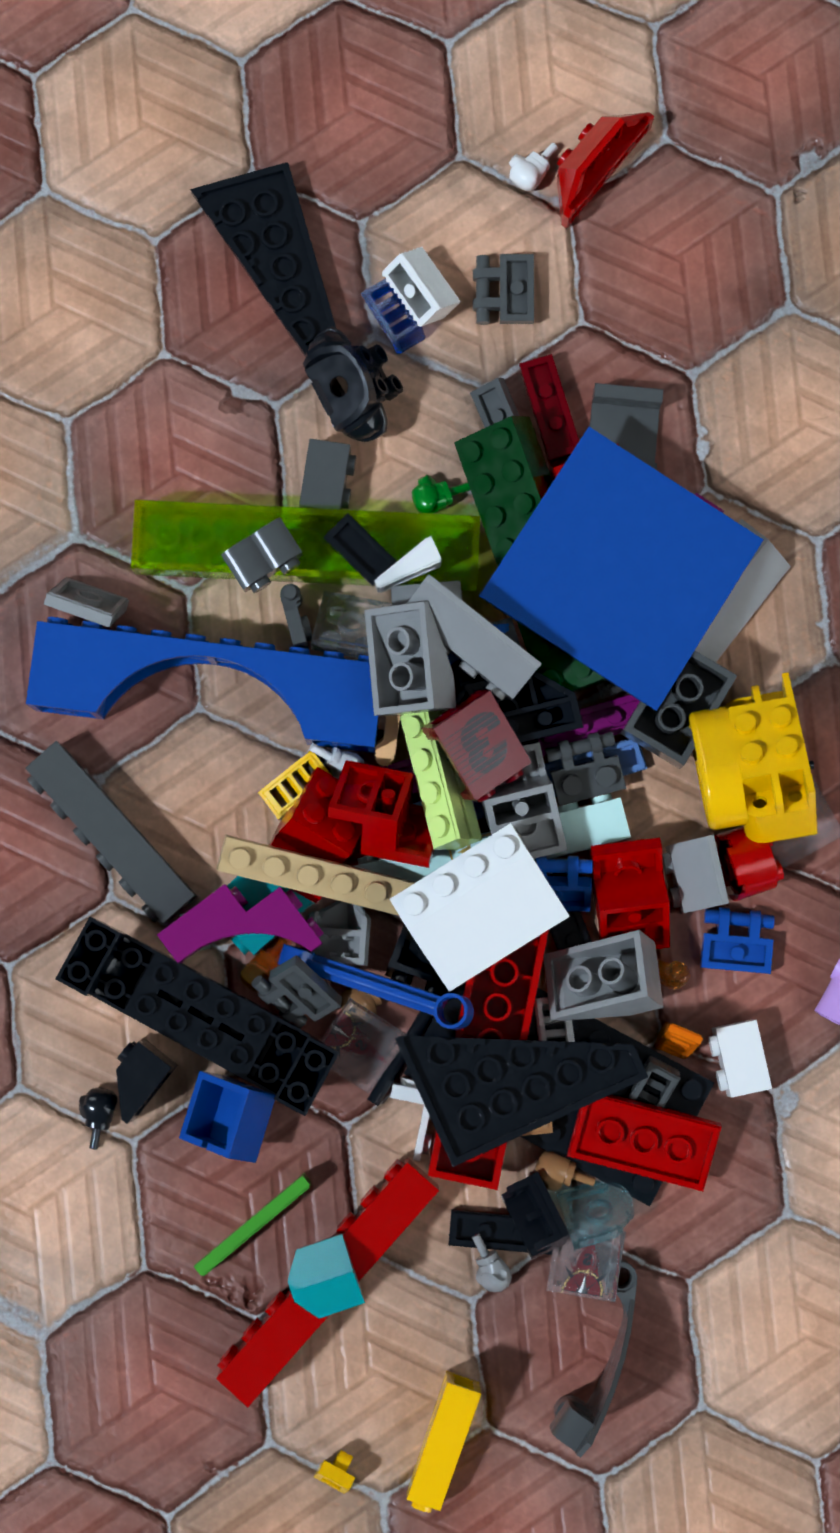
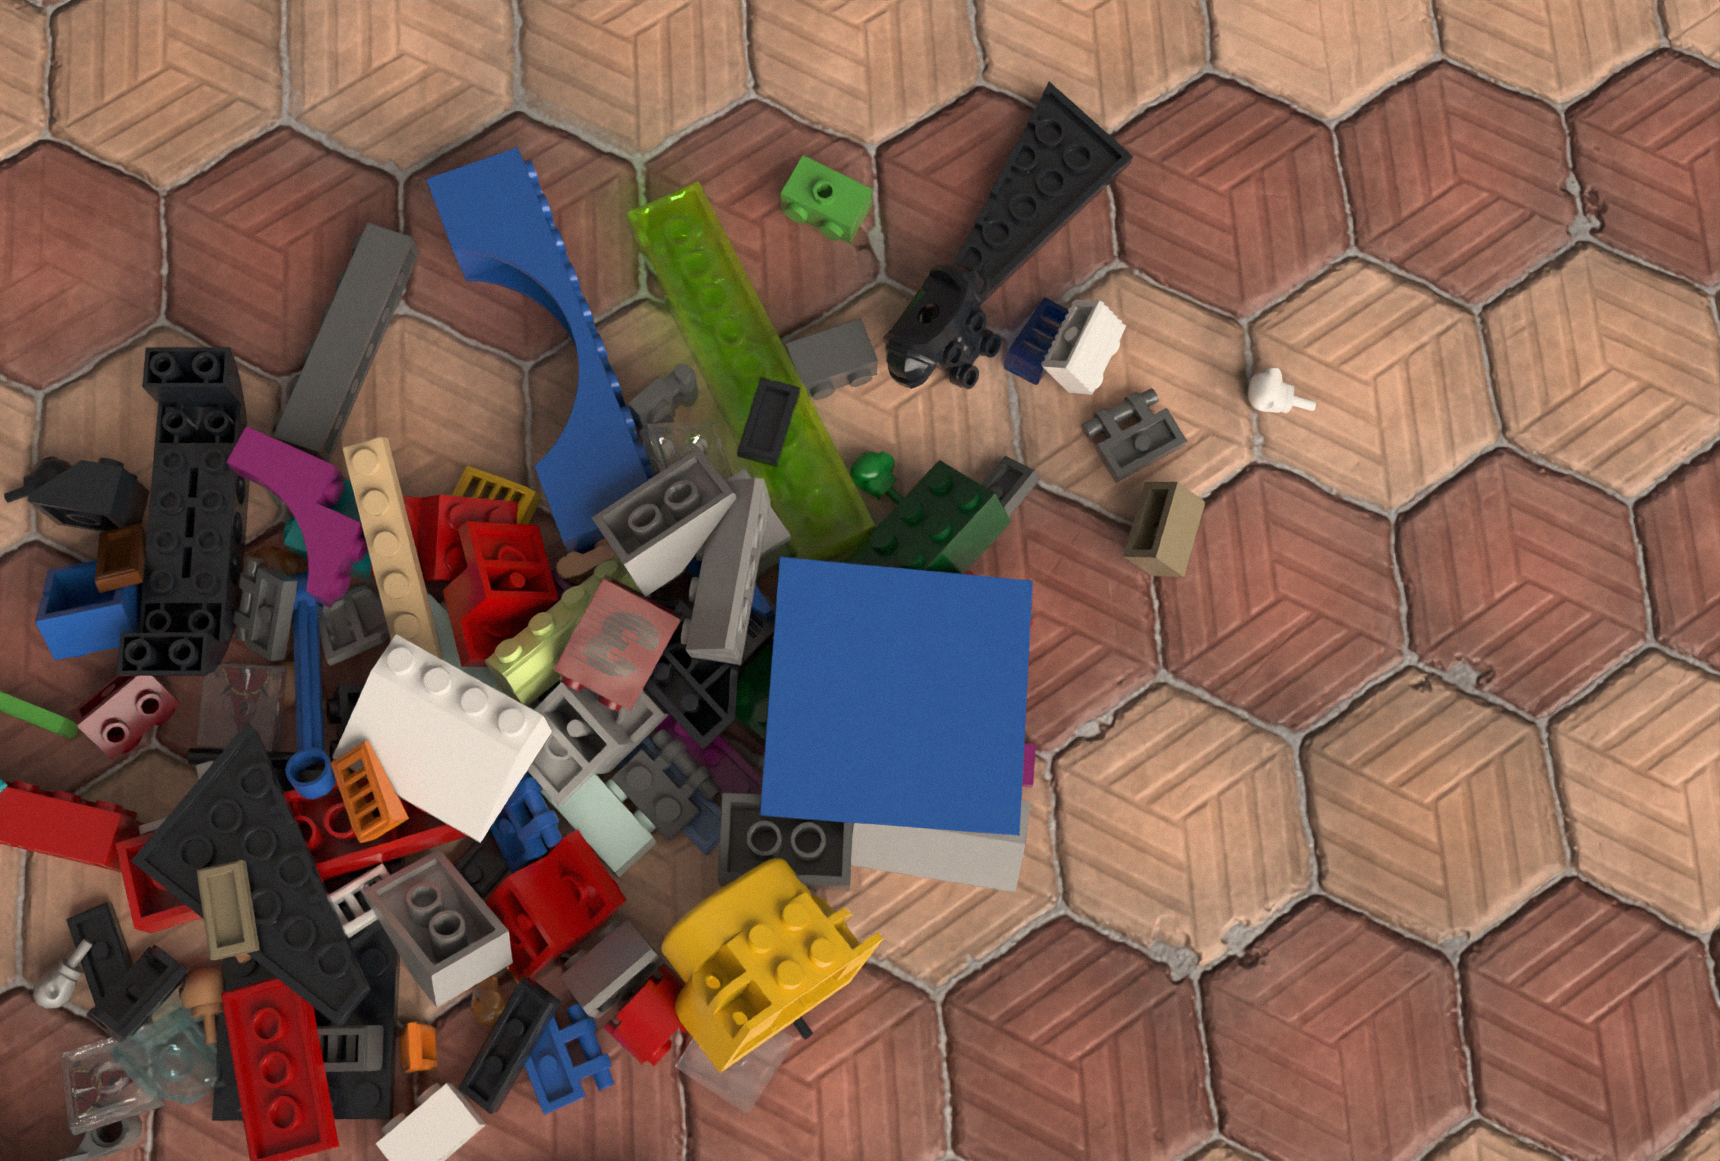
camera: 60 degrees right, 10 degrees down
(87, 602) = (570, 194): light grey tile -> none
(194, 412) = (826, 200): none -> bright green brick
(203, 1078) = (120, 558): none -> reddish brown tile
(263, 555) = (706, 326): dark grey brick -> none
(319, 1135) = (124, 711): none -> dark red brick
(335, 758) = (544, 521): white piece -> none
(412, 565) = (784, 481): white slope -> none
(502, 990) = (386, 799): none -> orange slope
(527, 1113) = (227, 910): none -> dark tan tile
(549, 407) = (1041, 539): dark red plate -> none
(592, 309) = (1164, 529): none -> dark tan brick
(596, 159) = (1325, 452): red wedge -> none
(628, 418) = (1069, 633): dark grey panel -> none
(710, 972) = (509, 1045): none -> black tile

